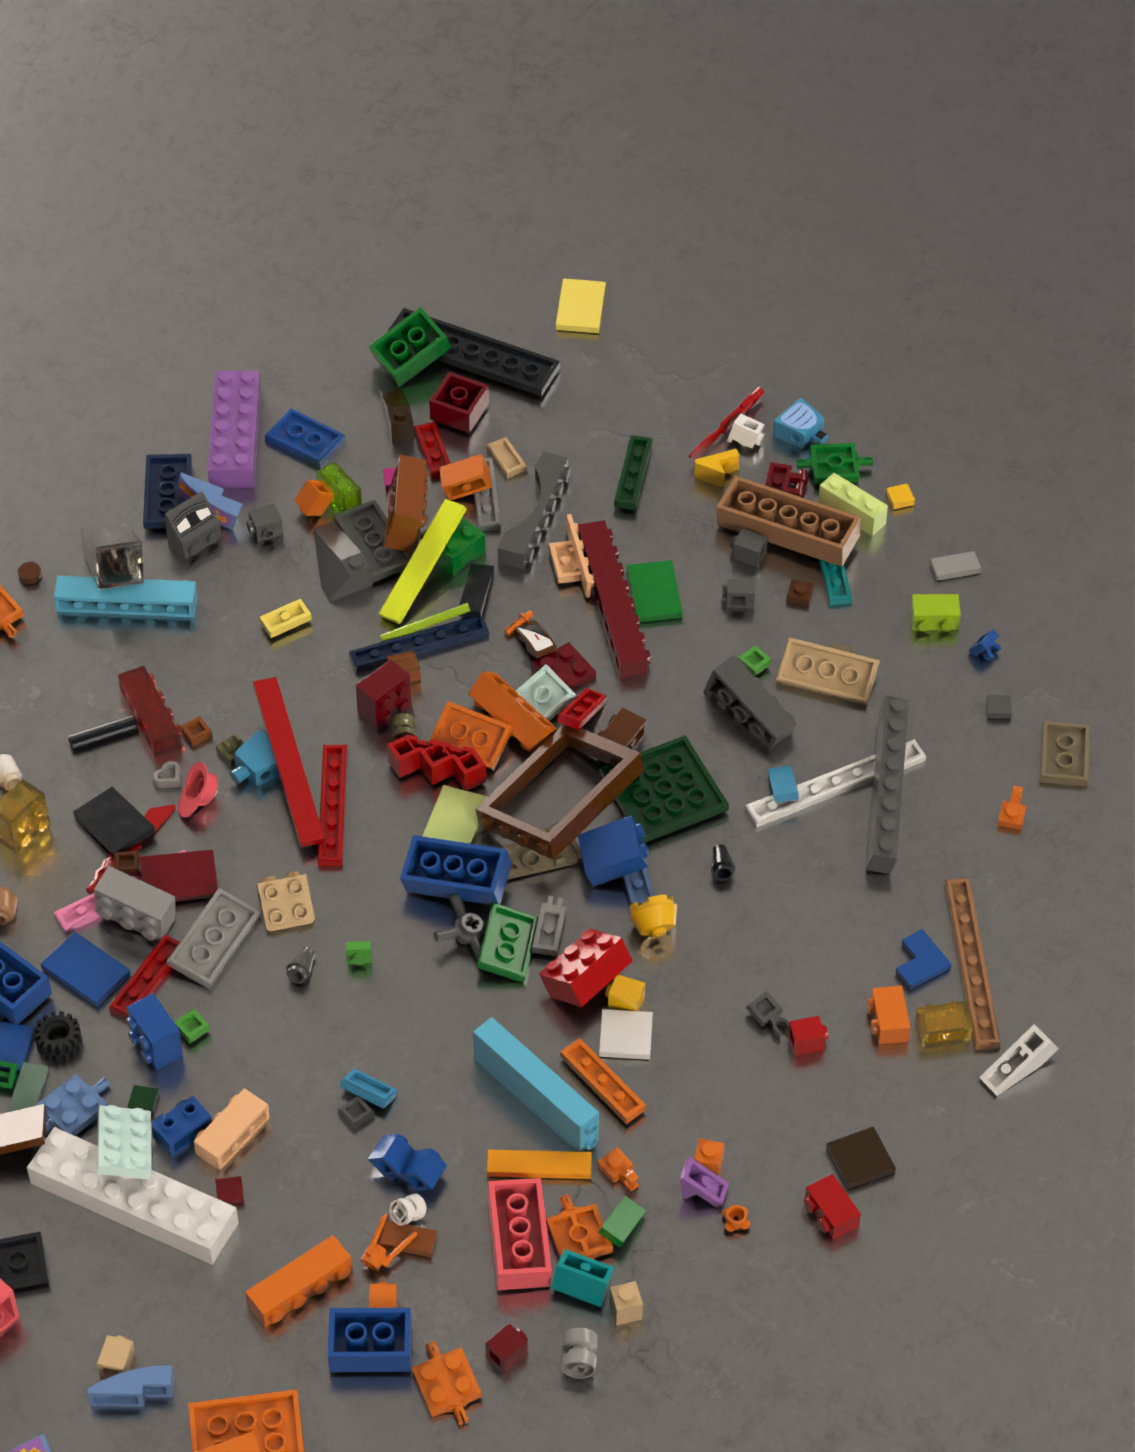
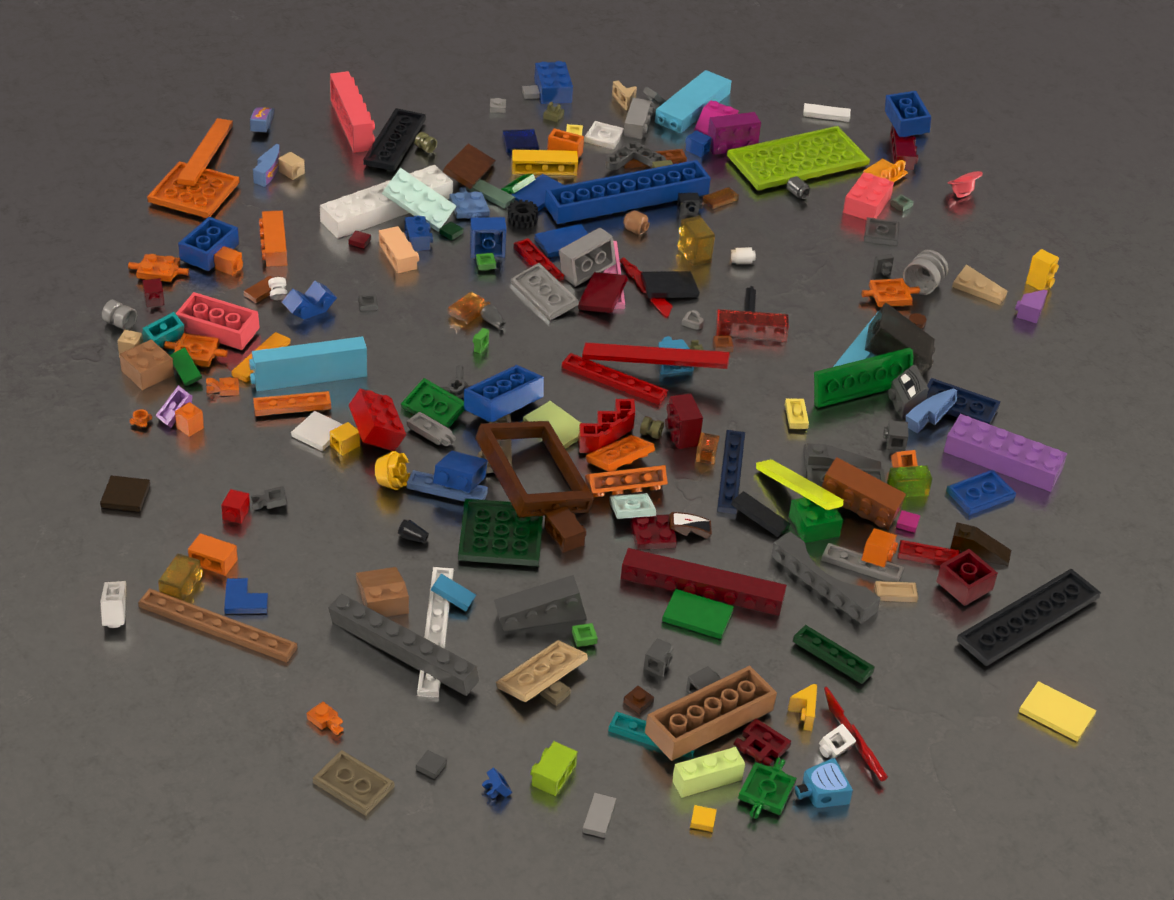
camera: 115 degrees right, 10 degrees down
(127, 862) = (632, 274): reddish brown tile -> none
(192, 569) = (860, 377): none -> green plate
(198, 789) = (667, 322): coral piece -> none
(285, 901) = (554, 323): tan bracket -> none
(300, 998) = (467, 307): none -> clear orange plate
(368, 1088) = (378, 310): dark azure tile -> none
(375, 1254) = (262, 269): orange plant -> none
(410, 346) = (1041, 565): green brick -> none
(426, 622) = (743, 473): lime bar -> none
(523, 619) = (716, 529): orange piece -> none
(569, 559) = (761, 571): light nougat bracket -> none
(582, 709) = (601, 514): red tile -> none
(649, 1261) = (146, 364): none -> medium nougat brick
(823, 845) = (384, 591): none -> medium nougat slope
(832, 1207) = (102, 458): red brick -> none

